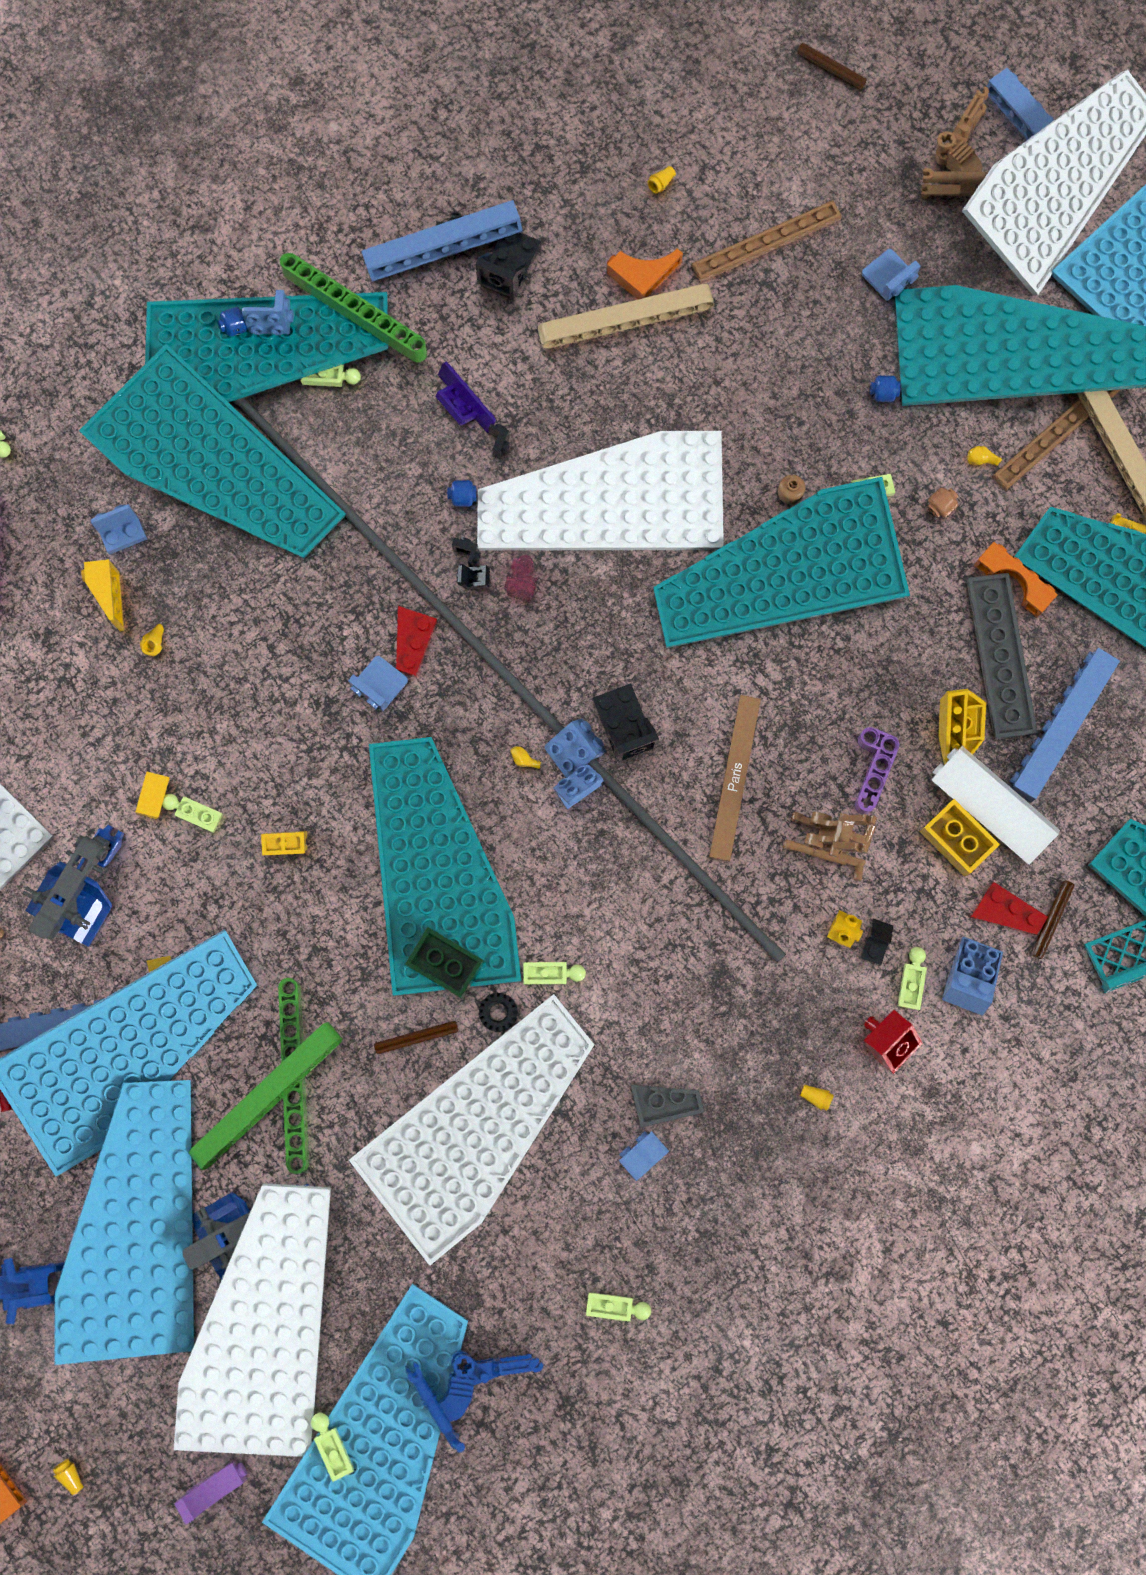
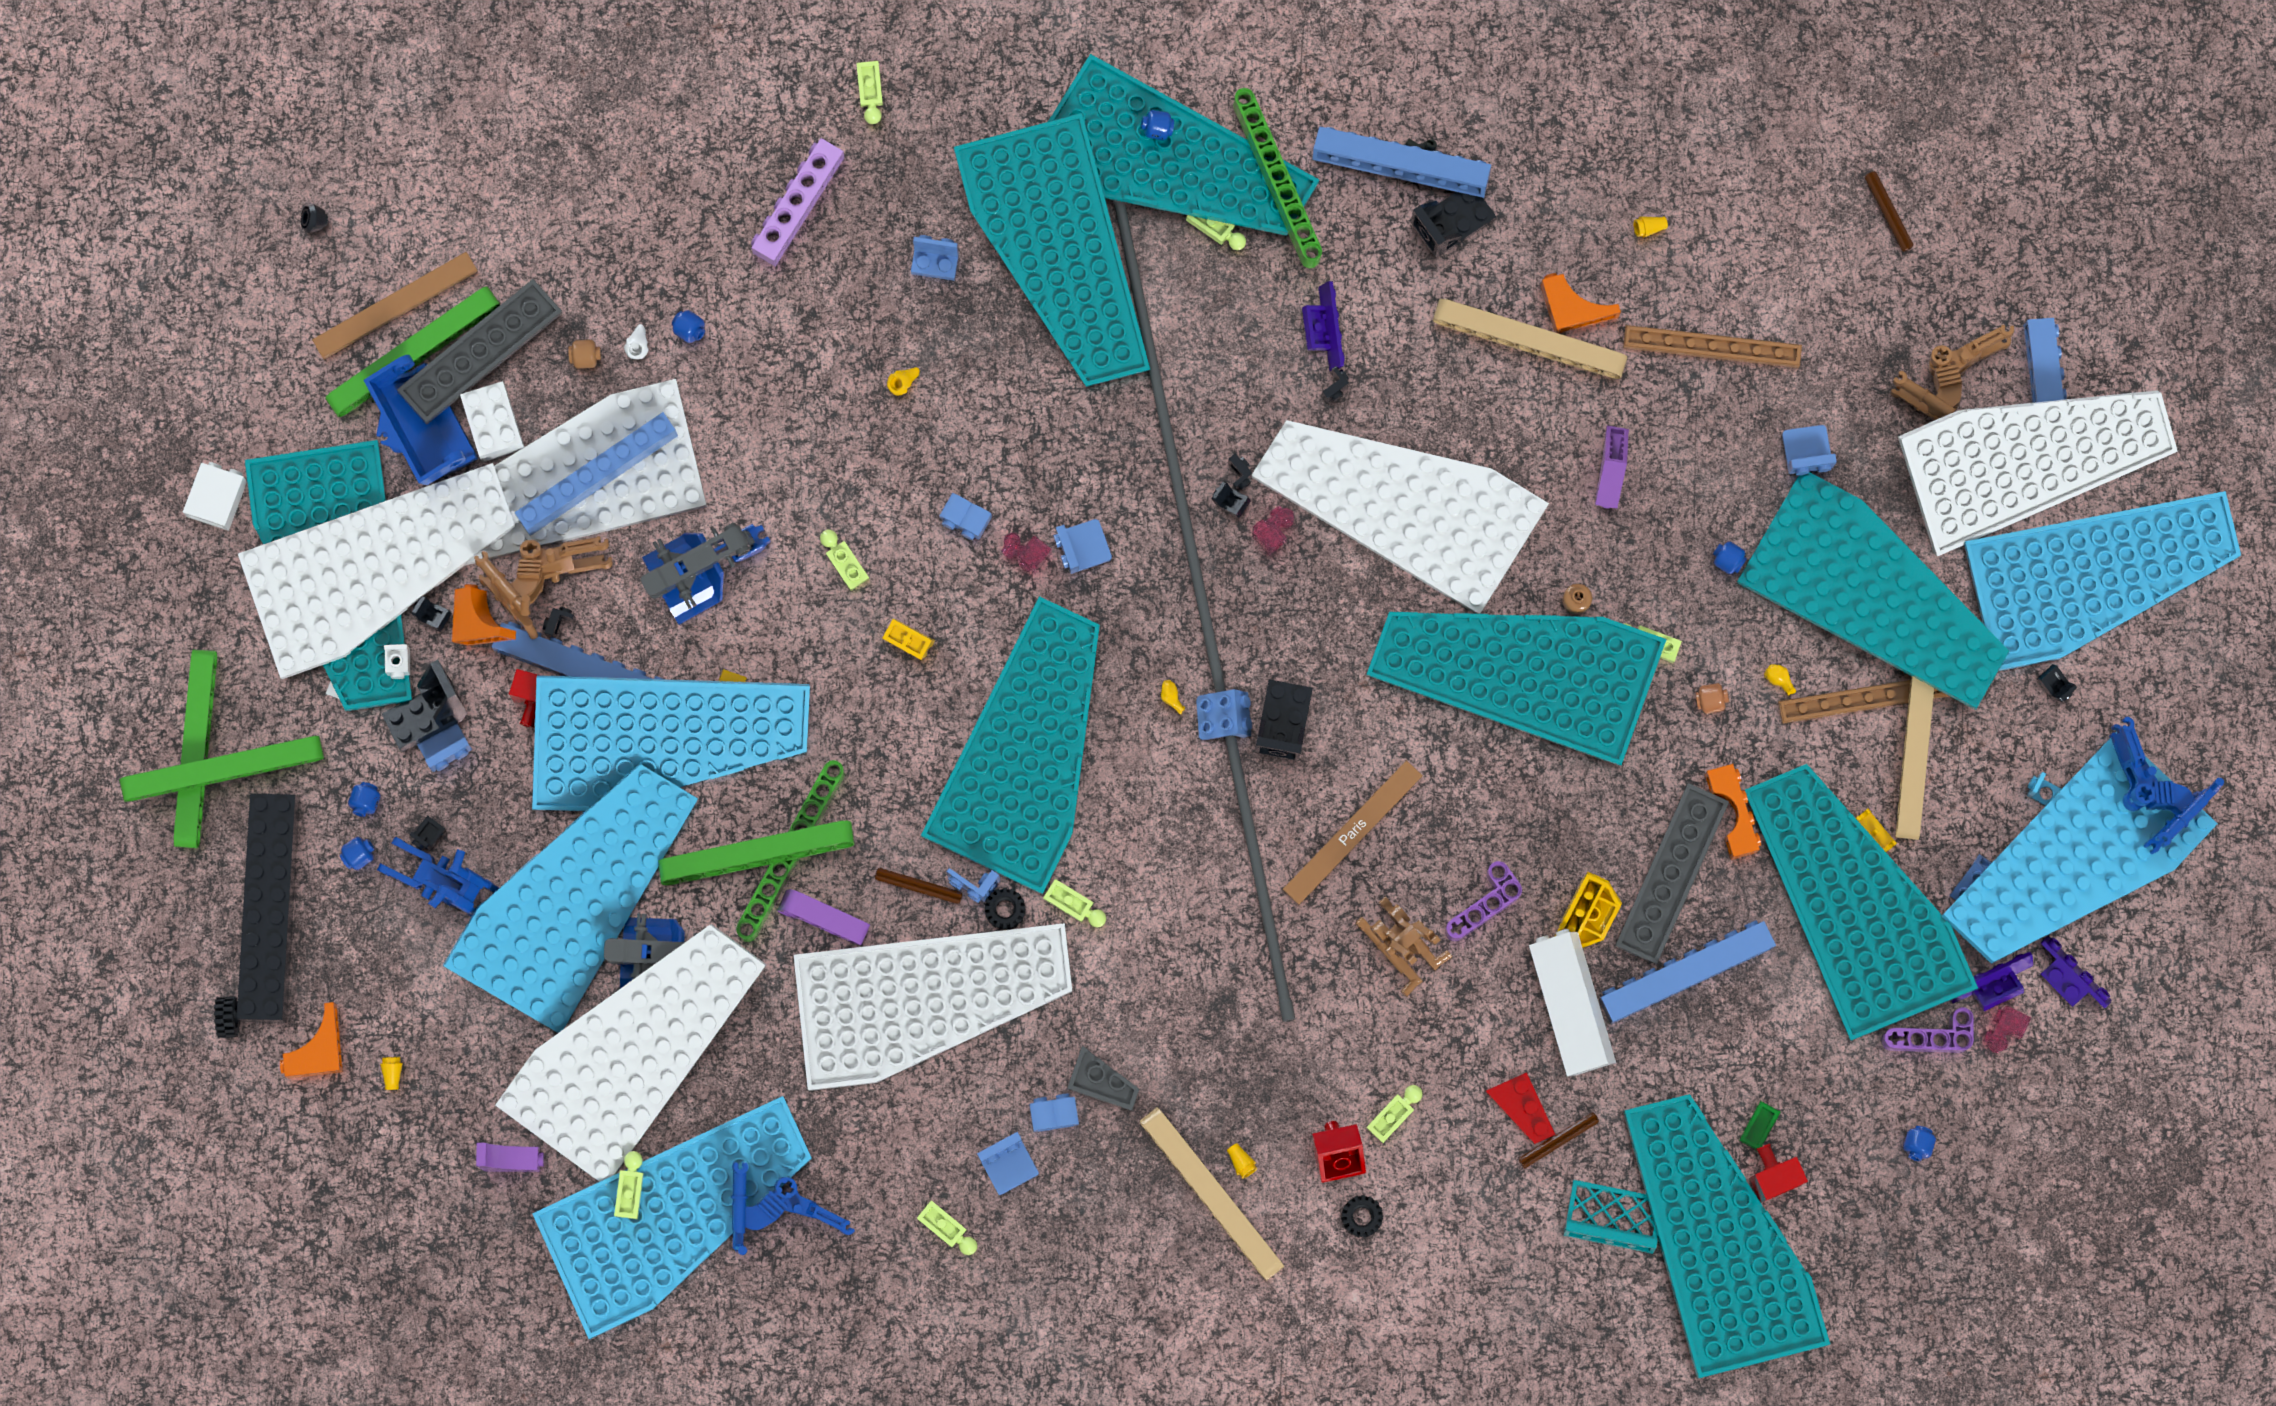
camera: 30 degrees right, 0 degrees up
(105, 585) = (890, 302): yellow slope -> none
(152, 795) = (817, 523): yellow hinge -> none
(270, 320) = (1196, 150): medium blue bracket -> none
(270, 717) = (965, 516): none -> medium blue brick
(342, 716) = (1030, 556): none -> clear pink brick
(354, 1113) = (823, 916): none -> medium lavender beam
(413, 638) = (1139, 524): red wing -> none
(445, 963) = (984, 834): dark green brick -> none
(462, 493) = (1269, 415): blue head -> none
(471, 1001) = (987, 885): none -> medium blue bracket
(578, 785) = (1203, 751): medium blue bracket -> none
(632, 1221) = (1008, 1163): none -> medium blue bracket
(754, 372) = (1612, 467): none -> medium lavender arch
(811, 1139) = (1211, 1194): none -> tan beam
(845, 929) = (1362, 1029): yellow brick -> none
(876, 942) = (1385, 1059): black slope -> none
(954, 1077) = (1362, 1202): none -> black tyre
(959, 838) = (1520, 1013): yellow brick -> none
(973, 976) = (1451, 1143): medium blue slope -> none

